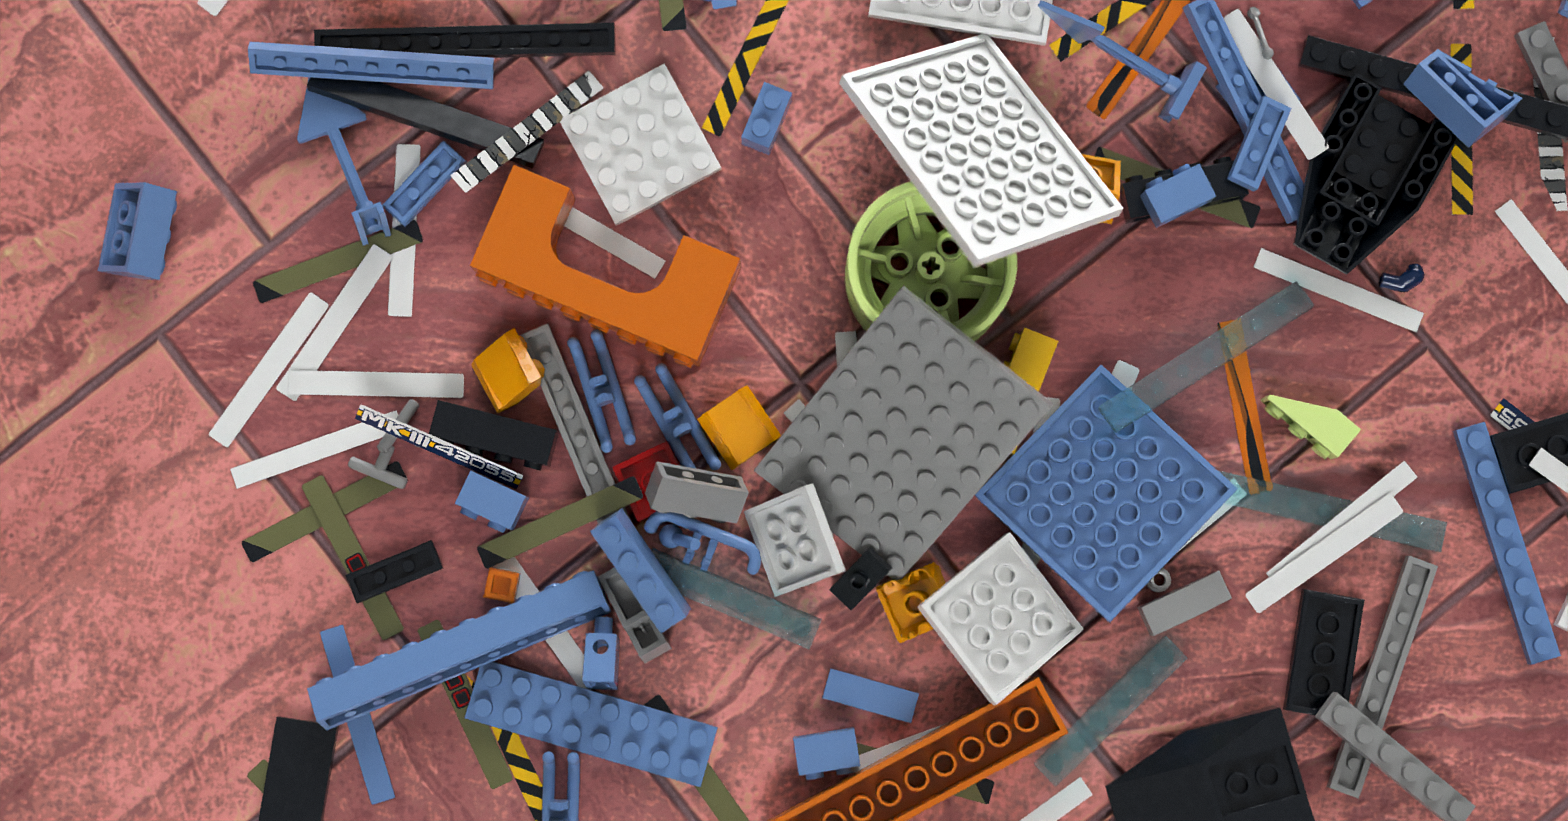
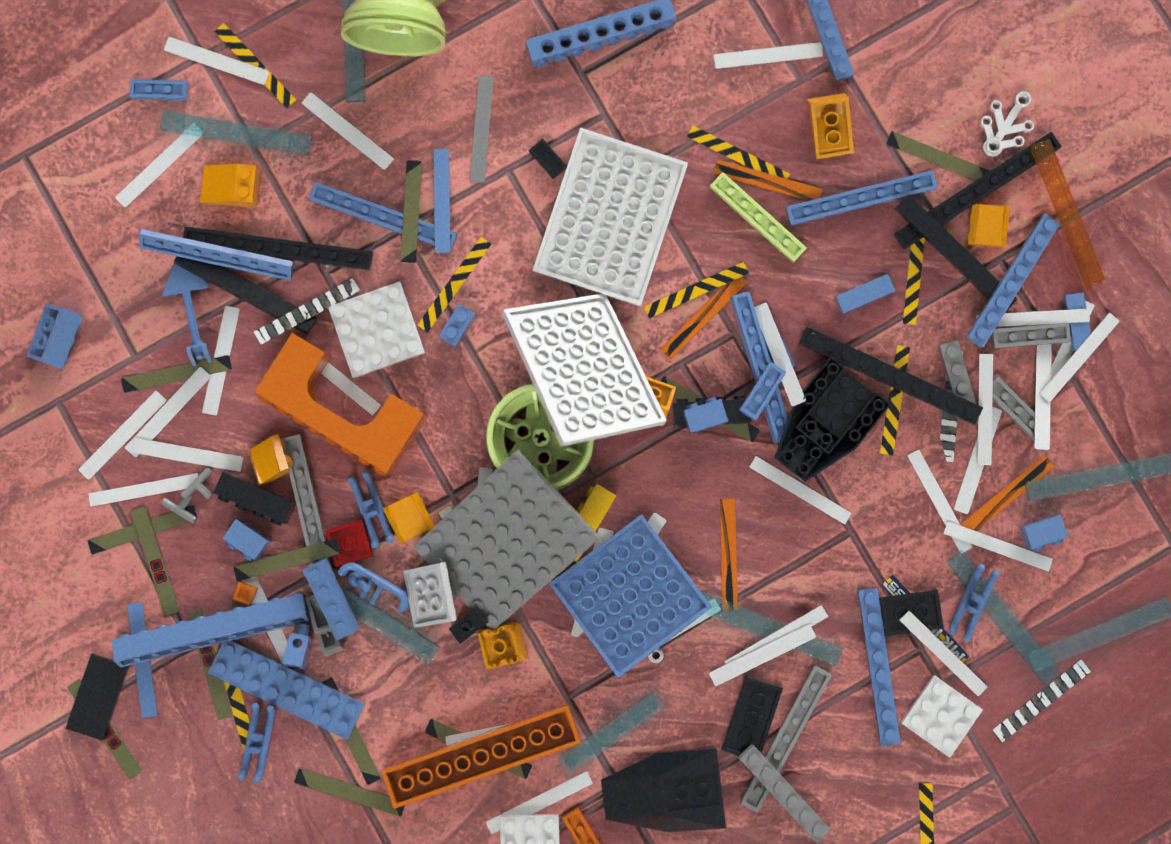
camera: 10 degrees right, 0 degrees up
(394, 571) = (179, 574): black tile -> none
(423, 183) = (237, 333): medium blue tile -> none
(438, 446) = (216, 499): sticker -> none
(602, 390) = (327, 481): medium blue piece -> none
(696, 493) = (373, 555): light grey brick -> none
(826, 752) = (429, 730): medium blue brick -> none
(870, 695) = (463, 699): medium blue tile -> none
(1000, 618) = (551, 664): white plate -> none
(1178, 89) = (719, 348): medium blue piece -> none
(1184, 603) = (669, 672): light grey slope -> none
(1205, 357) = (707, 520): clear light blue tile -> none
(1254, 13) = (775, 307): light grey hinge -> none
(1320, 425) = (775, 575): yellowish green slope -> none
(1408, 280) = (842, 491): dark blue arm -> none
(1458, 97) = (892, 383): medium blue wedge -> none

